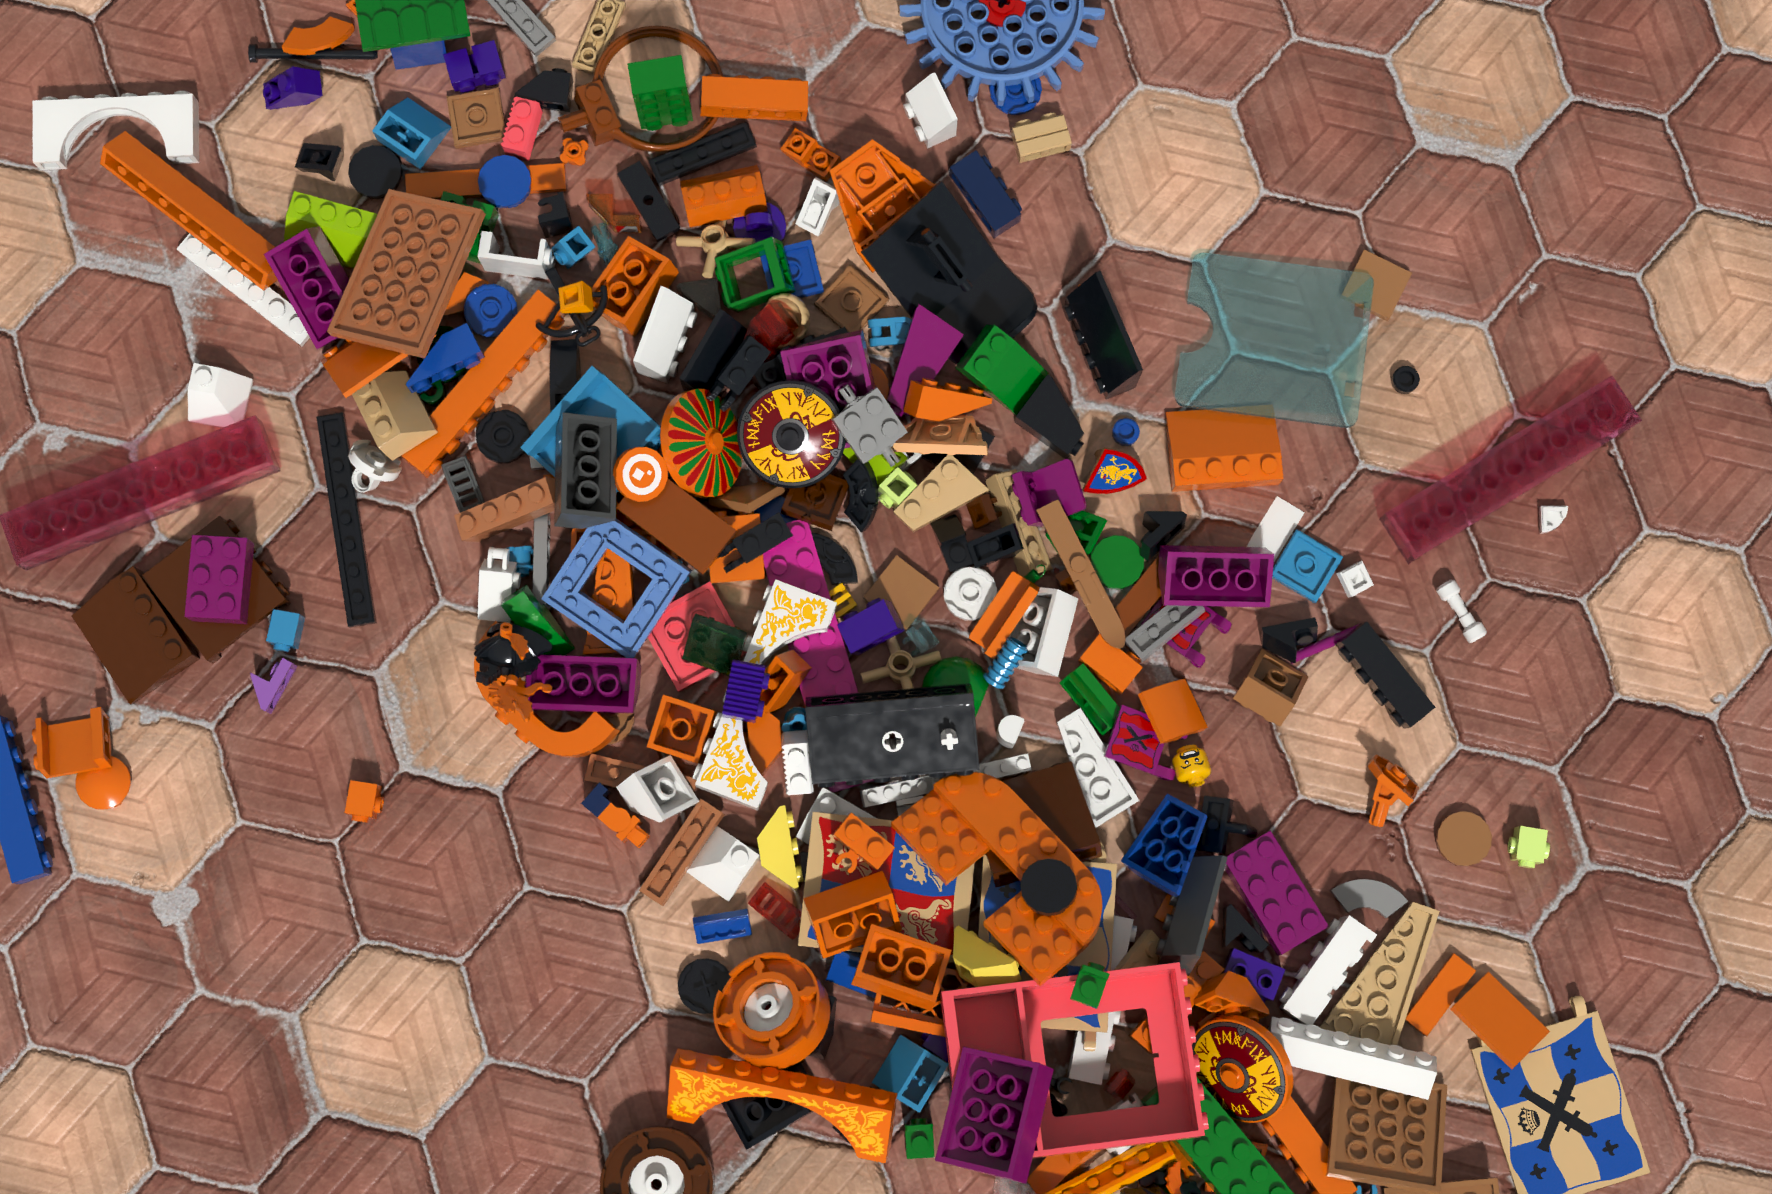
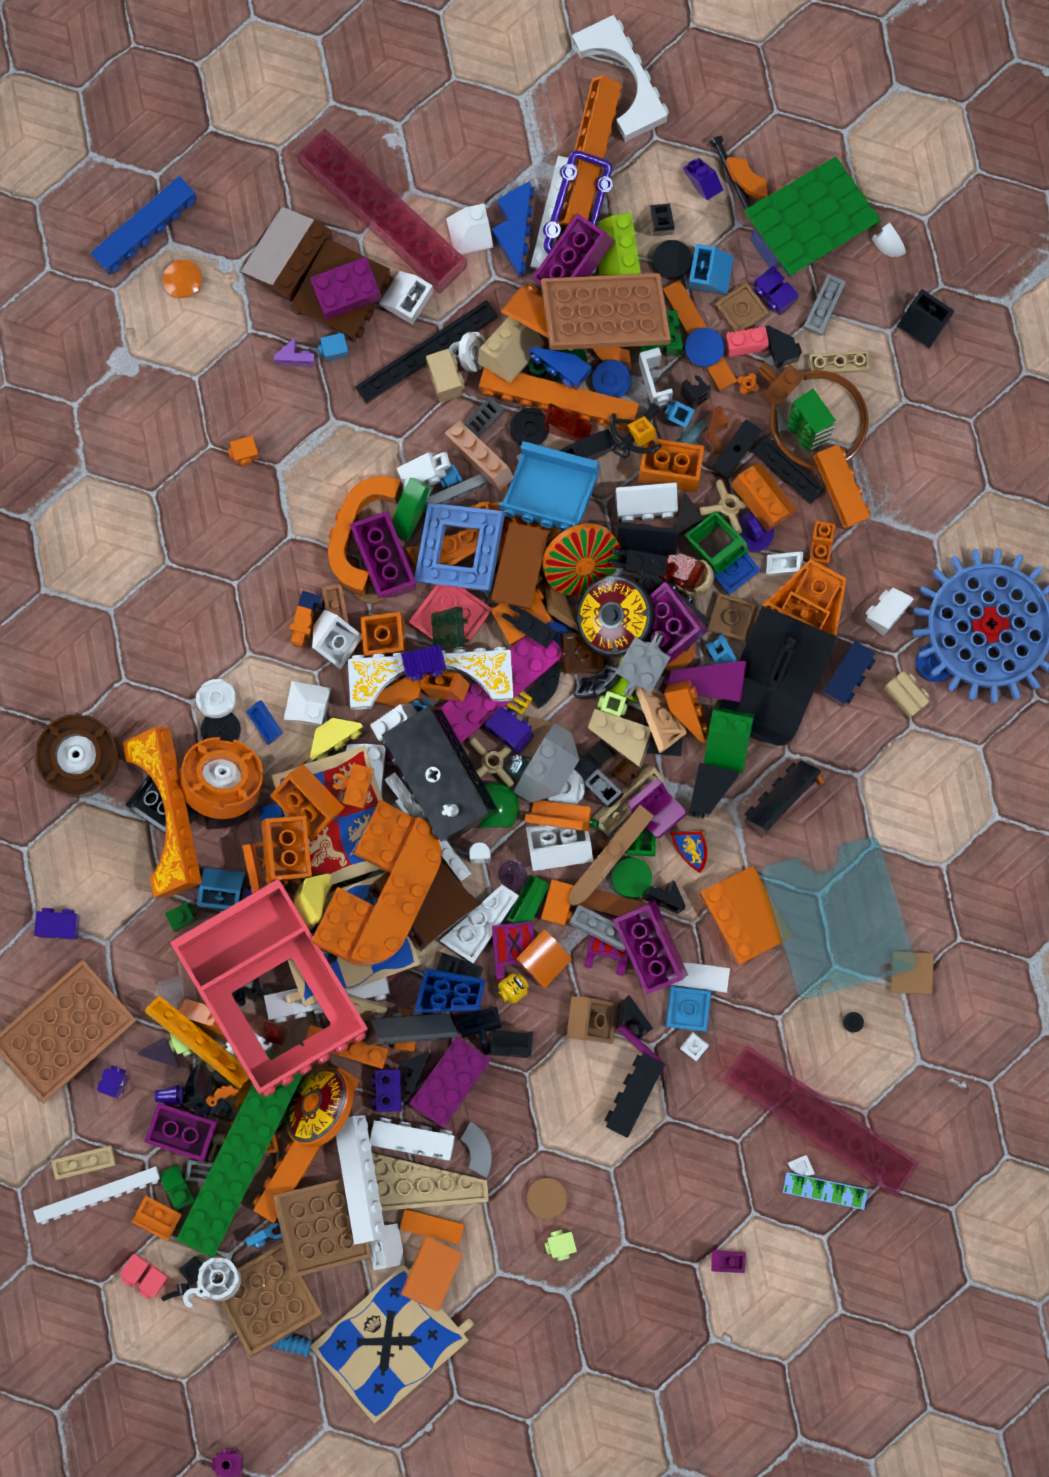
camera: 70 degrees right, 0 degrees up
(73, 745) = (197, 248): orange panel -> none
(207, 242) = (569, 172): none -> dark purple bar
(247, 346) = (512, 233): none -> blue slope
(264, 511) = (407, 296): none -> white slope
(388, 508) = (444, 375): none -> tan brick
(509, 659) = (378, 500): helmet -> none
(521, 389) = (565, 424): none -> clear red slope
(585, 471) = (524, 490): dark grey slope -> none
(640, 474) = (537, 526): orange tile -> none
(663, 974) = (216, 698): none -> white tile
(681, 852) = (302, 673): nougat plate -> none
(793, 930) = (298, 757): clear red slope -> none
(938, 599) = (549, 766): none -> light grey wedge
(994, 1114) = (211, 947): magenta slope -> none
(1005, 663) = (525, 830): dark azure piece -> none
(1049, 887) = (379, 919): black tile -> none
(1051, 703) = (512, 874): none -> clear purple plate
(1090, 985) = (325, 974): green bracket -> none
(1125, 432) = (726, 844): blue tile -> none
(1134, 821) = (458, 966): none -> black slope
(1231, 995) = (365, 1080): orange slope -> none
(1260, 795) = (511, 1044): none -> black panel
(1390, 786) = (559, 1131): orange piece -> none
(1452, 1061) = (389, 1251): none -> white panel
(1472, 629) = (715, 1116): white piece -> none
(1592, 503) = (825, 1190): none -> tile
(1630, 656) = (728, 1261): none -> magenta slope

